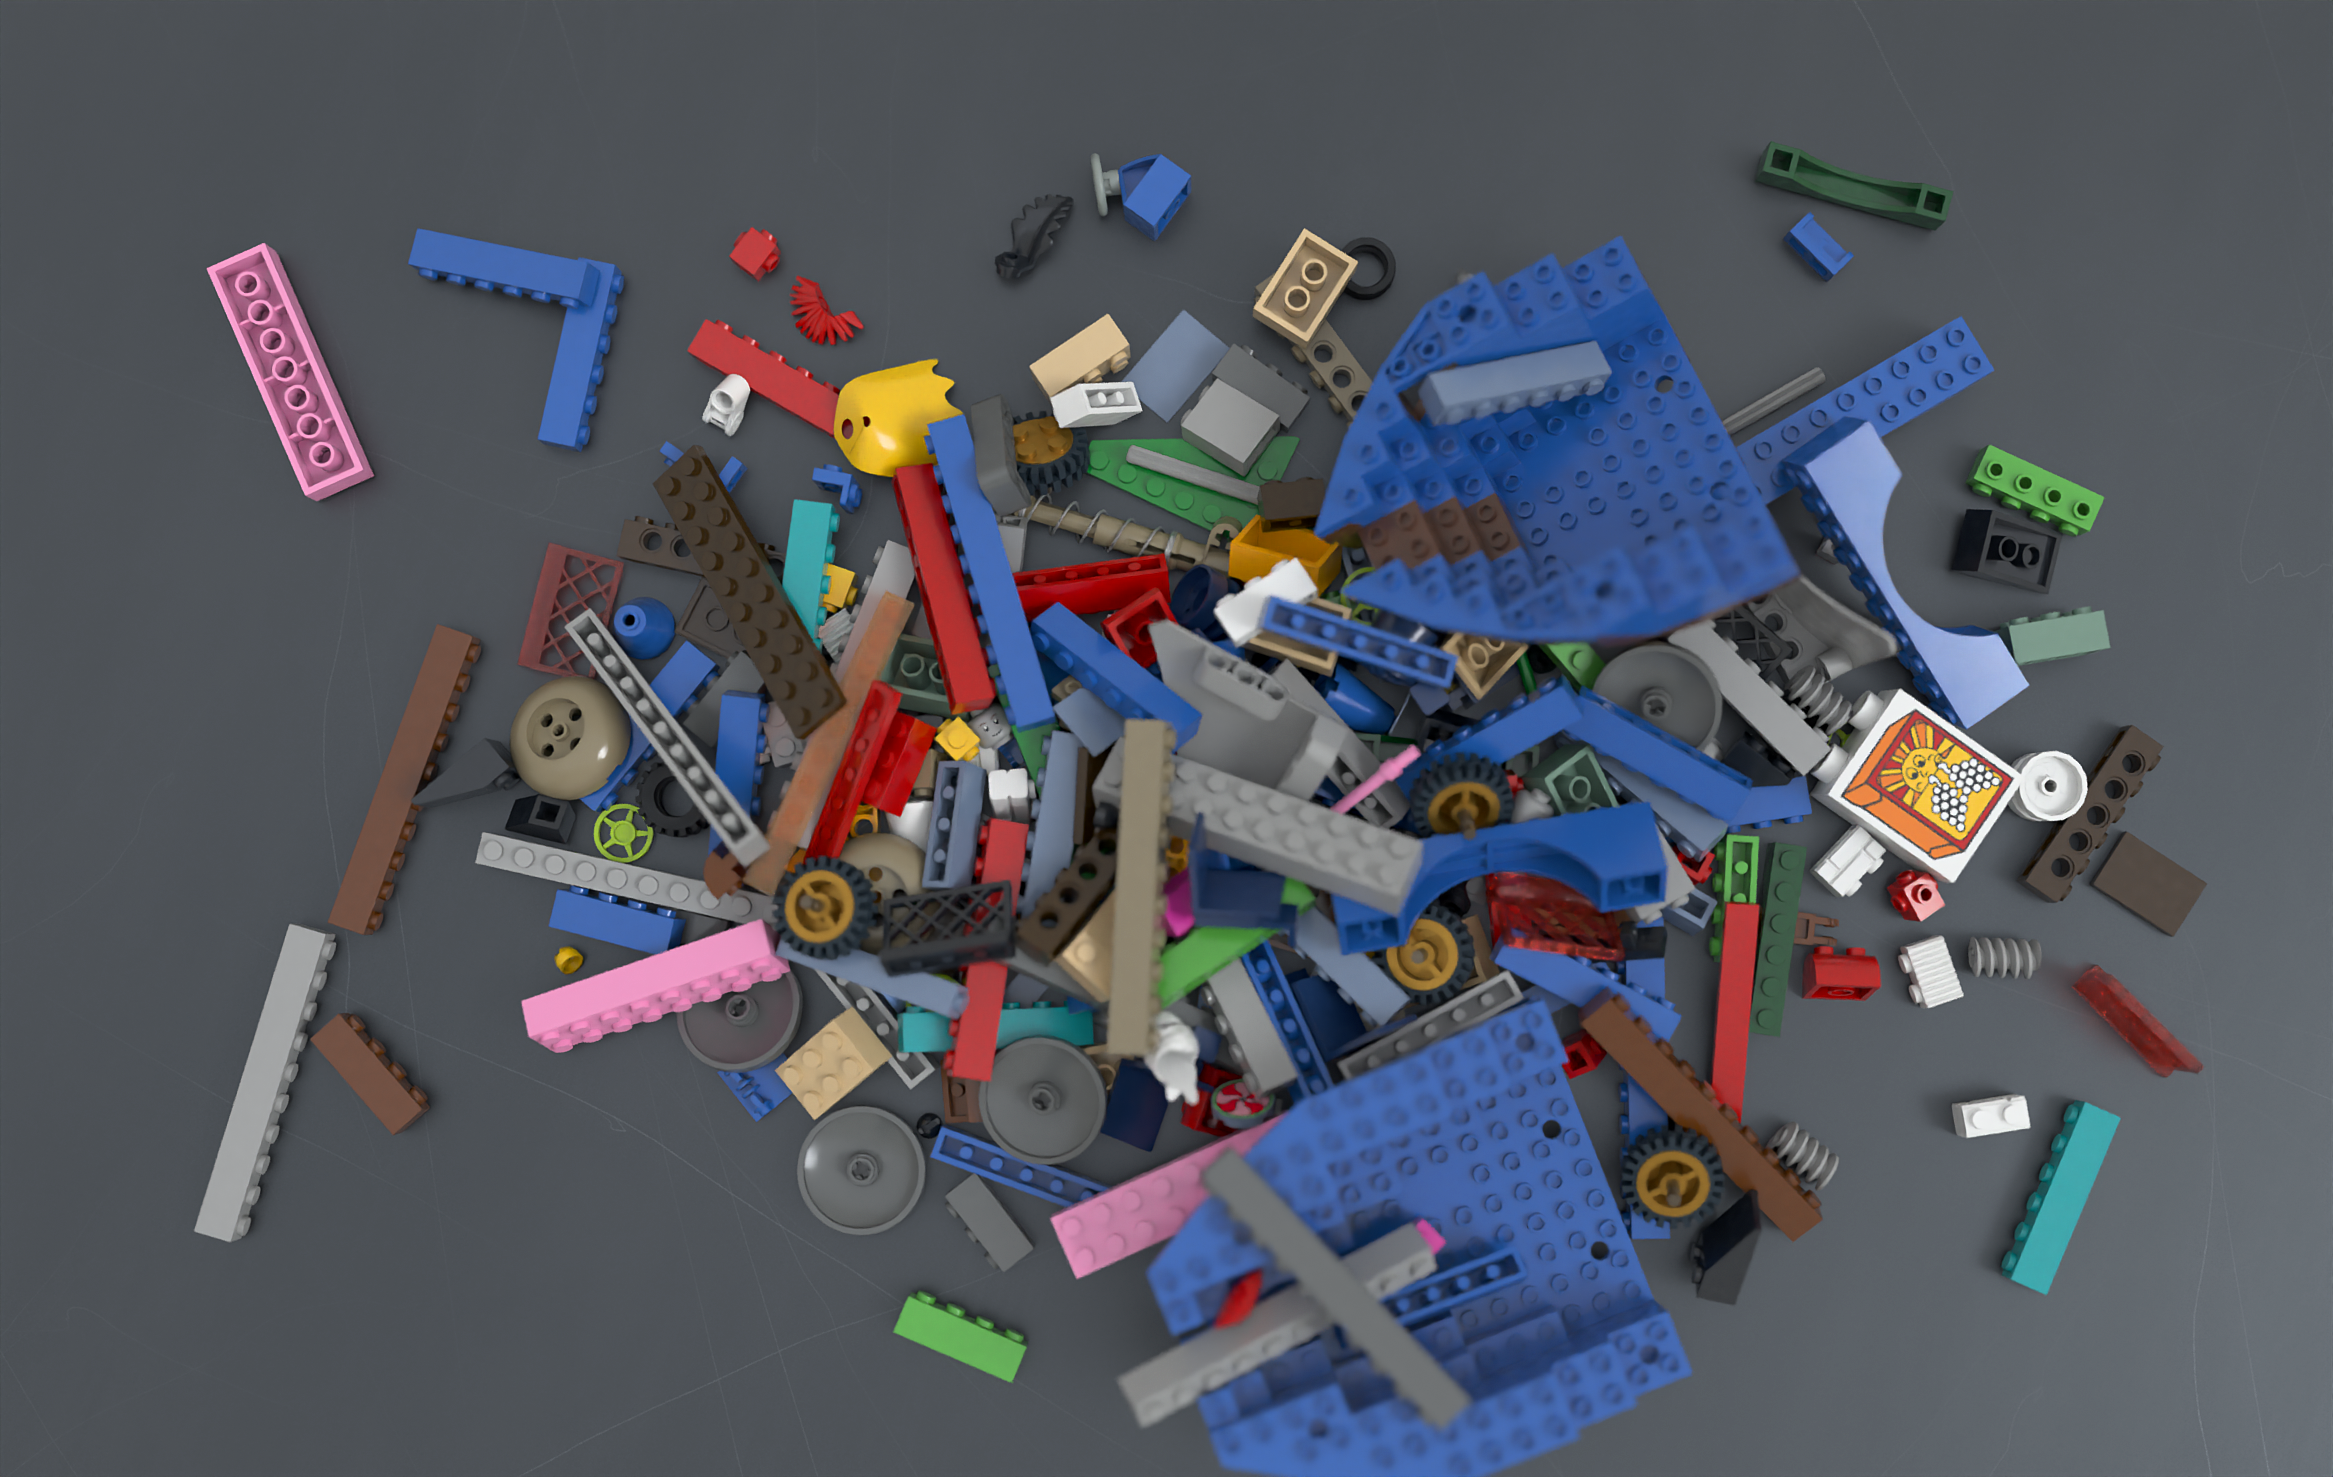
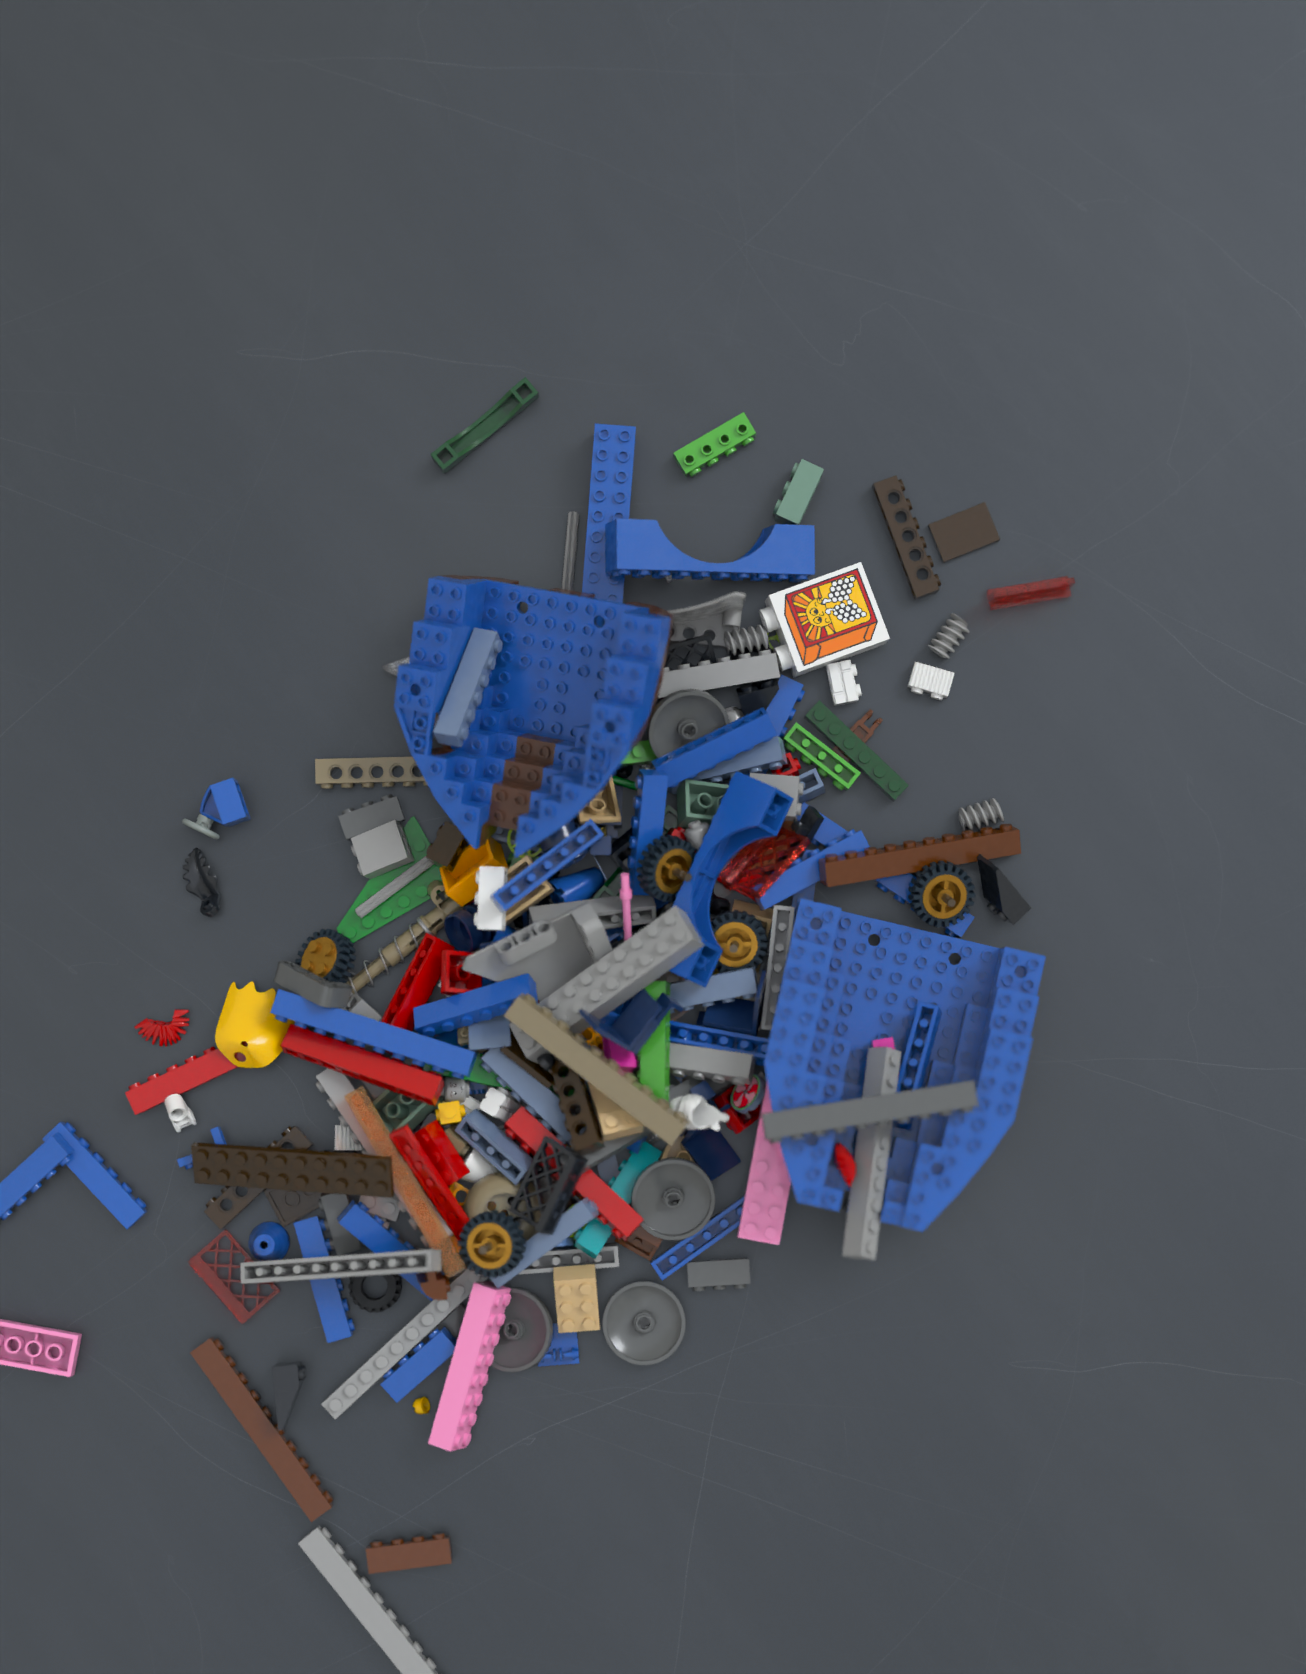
camera: 65 degrees left, 0 degrees up
(542, 818) = (334, 1368): black slope -> none
(583, 749) = (315, 1319): dark tan brick -> none
(622, 834) = (373, 1330): lime wheel -> none
(755, 253) = (106, 1040): brick -> none
(807, 562) = (296, 1127): teal brick -> none
(834, 480) = (261, 1082): blue bracket -> none
(842, 589) = (320, 1123): yellow brick -> none
(926, 1119) = (640, 1271): black hinge -> none
(961, 1336) = (768, 1330): bright green brick -> none
(1082, 358) = (291, 905): tan brick -> none
(1096, 404) = (320, 913): white brick -> none
(1176, 365) = (327, 855): sand blue piece -> none
(1305, 288) = (336, 758): tan brick -> none
(1389, 262) = (343, 701): black tyre -> none
(1582, 1052) = (846, 896): red brick -> none
(1734, 1003) = (875, 797): red tile -> none
(1817, 247) = (504, 466): blue hinge -> none
(1840, 976) = (899, 730): red brick -> none
(1915, 895) = (884, 660): red brick -> none
(1990, 1115) = (1027, 702): white brick -> none
(2007, 550) = (737, 481): black slope -> none
(2051, 786) = (875, 539): white wheel -> none
(2060, 1196) = (1094, 695): teal brick -> none

